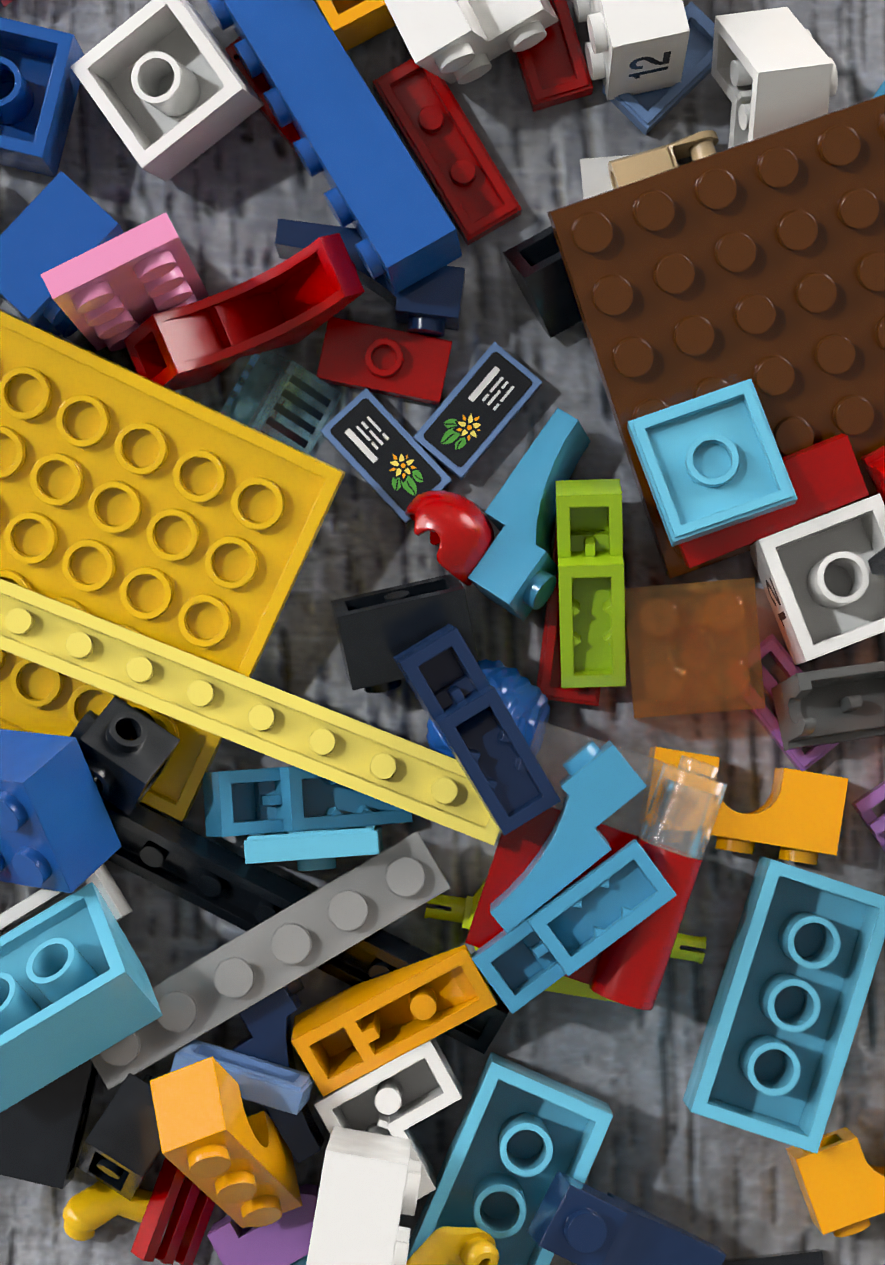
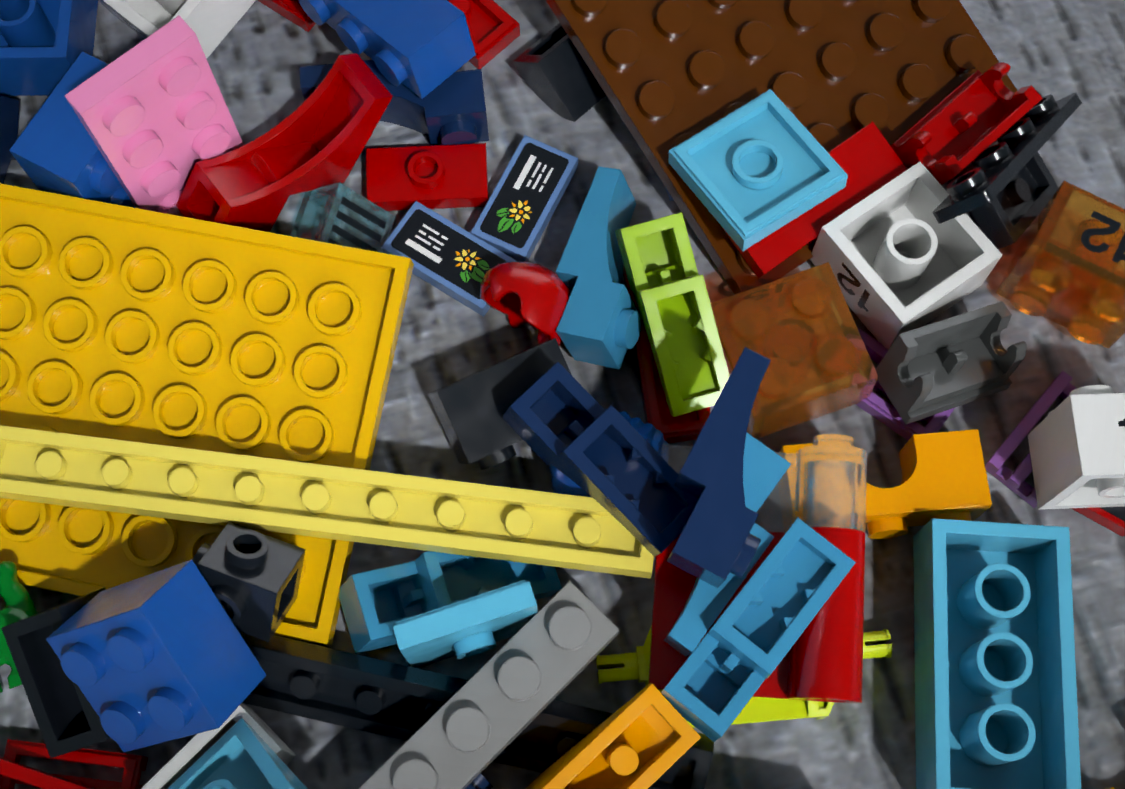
camera: 20 degrees left, 15 degrees down
(556, 838) = (720, 525): none -> dark blue slope

